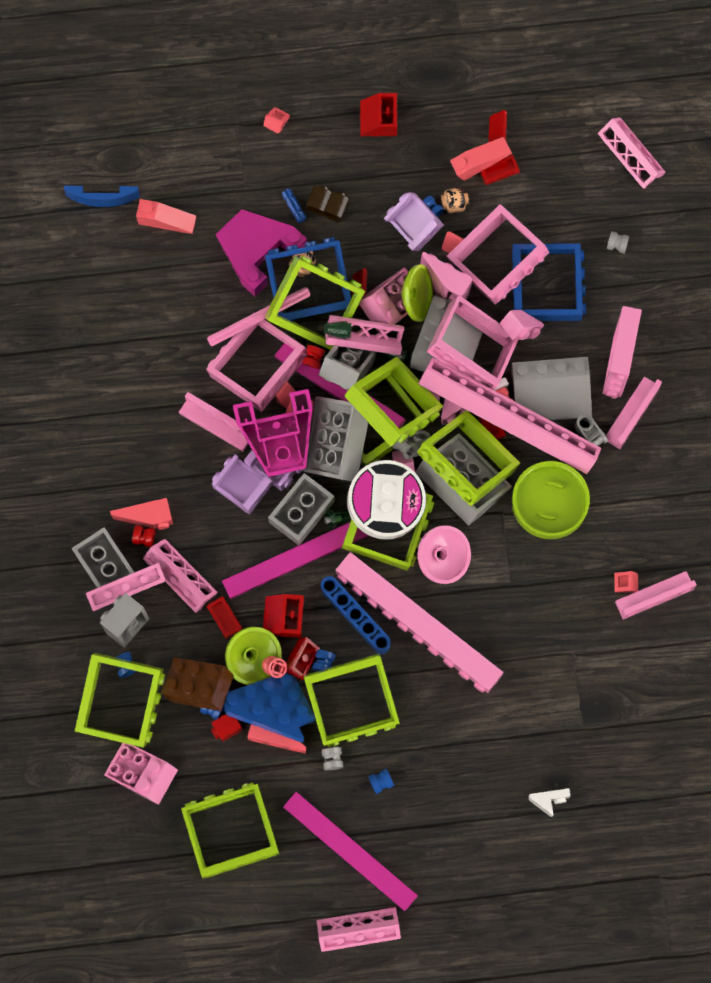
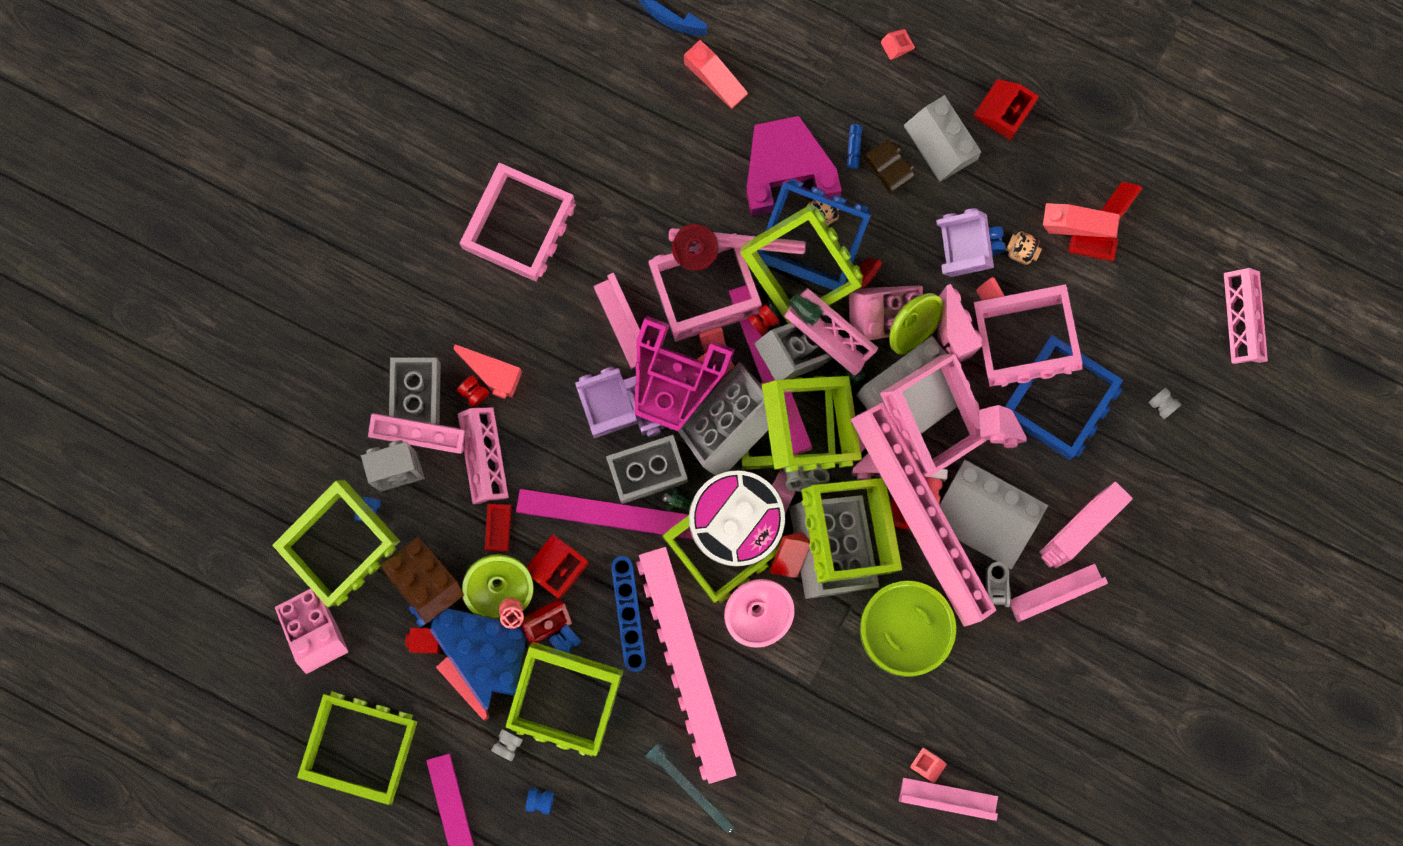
camera: 35 degrees right, 5 degrees up
(100, 435) = (484, 208): none -> bright pink window
(222, 337) = (684, 240): none -> dark red plate
(350, 162) = (942, 139): none -> light grey slope
(439, 501) = (791, 555): none -> slope
(441, 697) = (658, 757): none -> clear light blue piece

